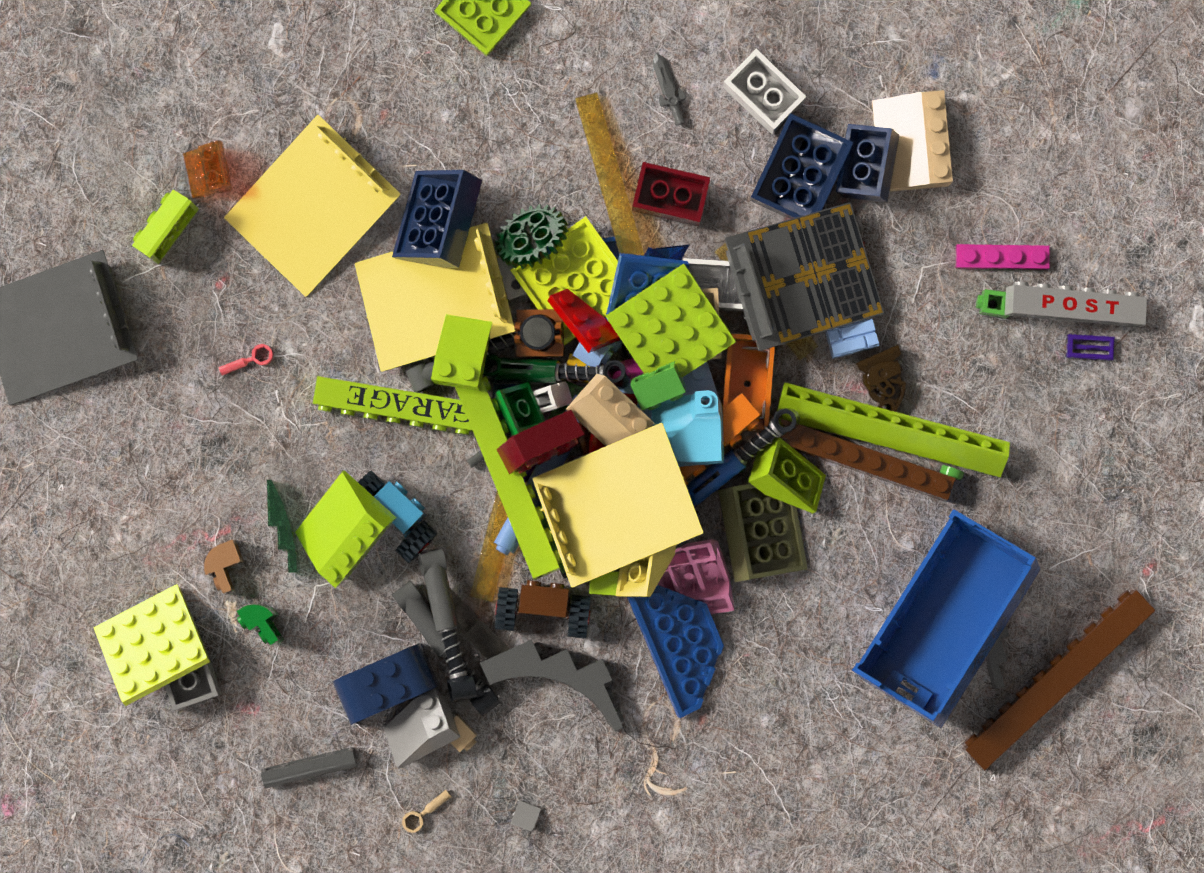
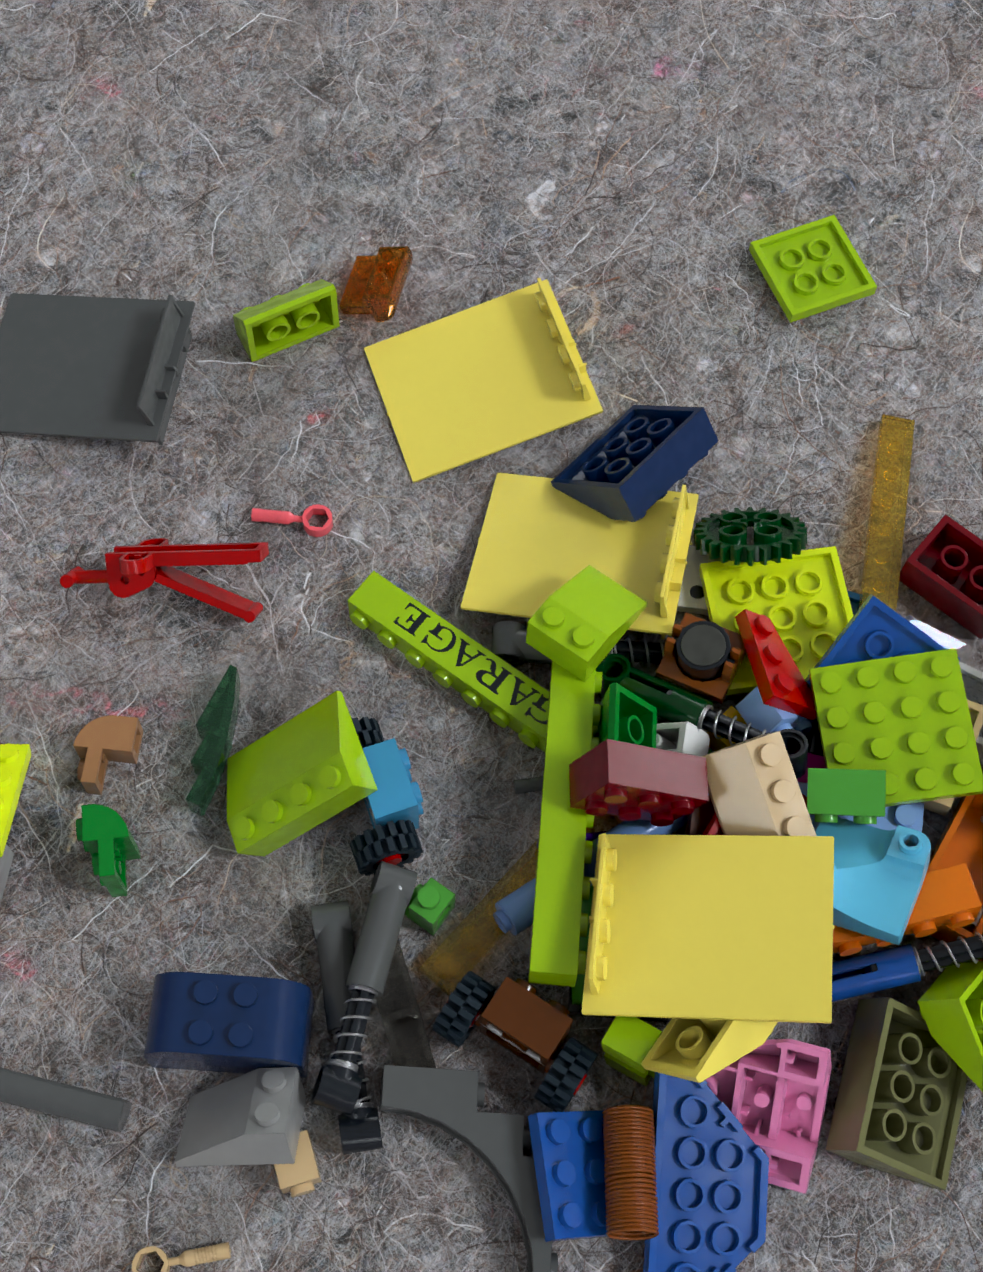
camera: 25 degrees right, 20 degrees down
(200, 435) = (150, 561): none -> red piece
(457, 559) = (430, 905): none -> bright green brick
(615, 661) = (570, 1173): none -> blue plate
(634, 644) = (628, 1170): none -> dark orange piece

